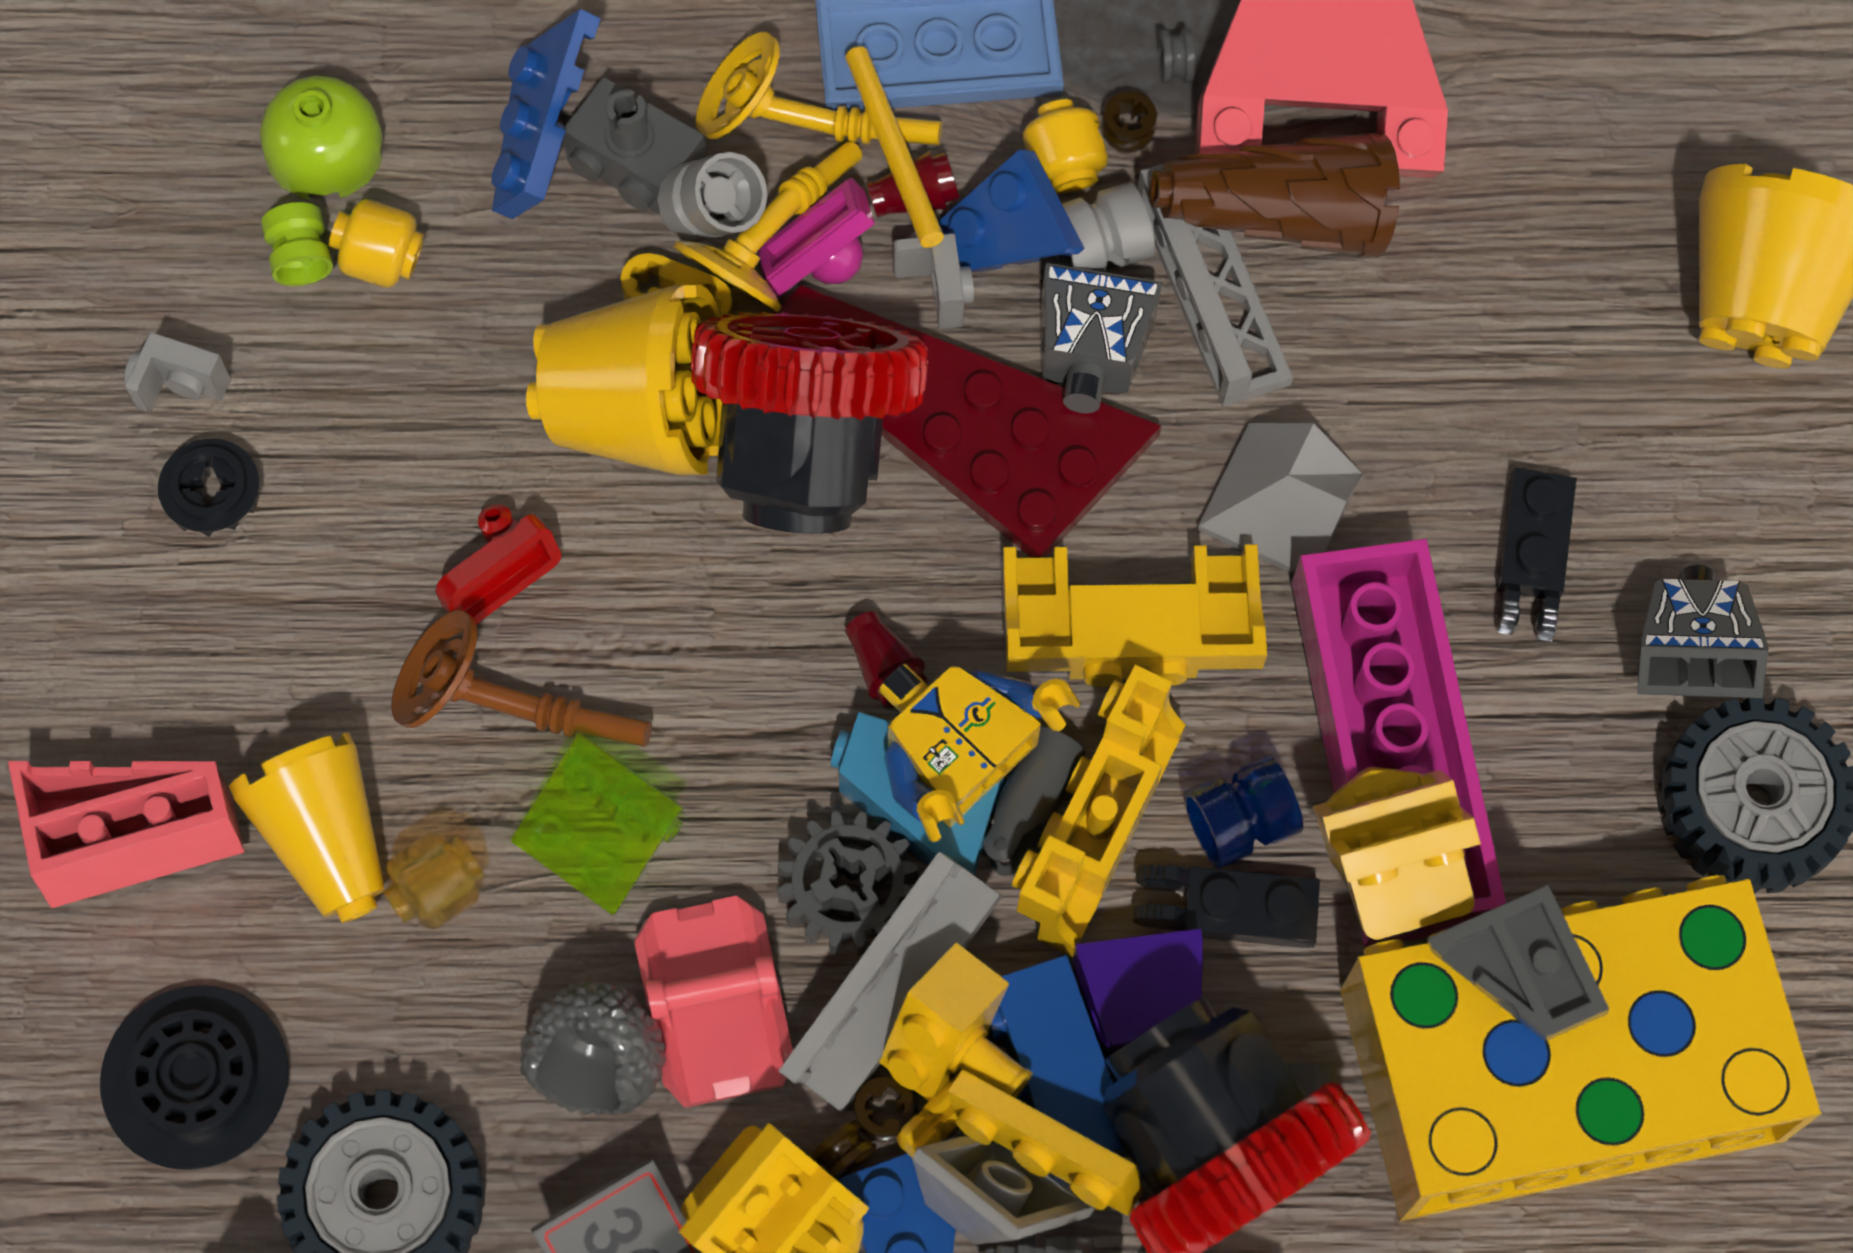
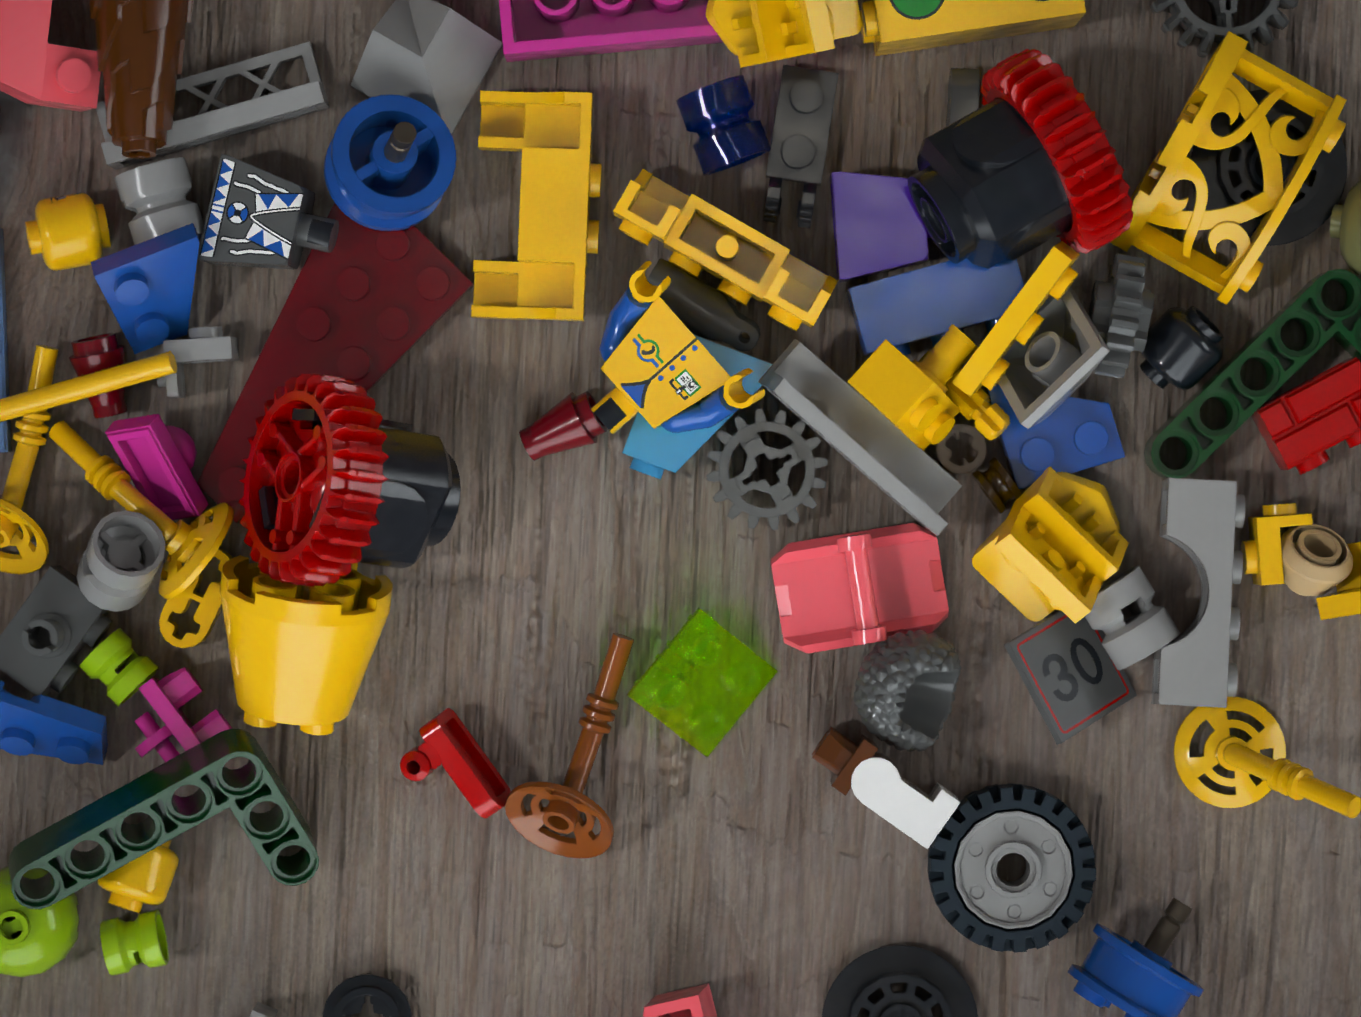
camera: 80 degrees left, 20 degrees up
(318, 824) = (695, 919): yellow cone -> none
(433, 880) = (746, 823): clear yellow head -> none
(438, 255) = (168, 817): none -> beam
(476, 1028) = (881, 787): none -> white hips
(533, 271) = (166, 699): none -> dark pink hips
(597, 216) = (109, 658): none -> lime wheel
(1137, 105) = (32, 184): dark brown bush -> none
(1168, 452) = (389, 162): none -> blue wheel

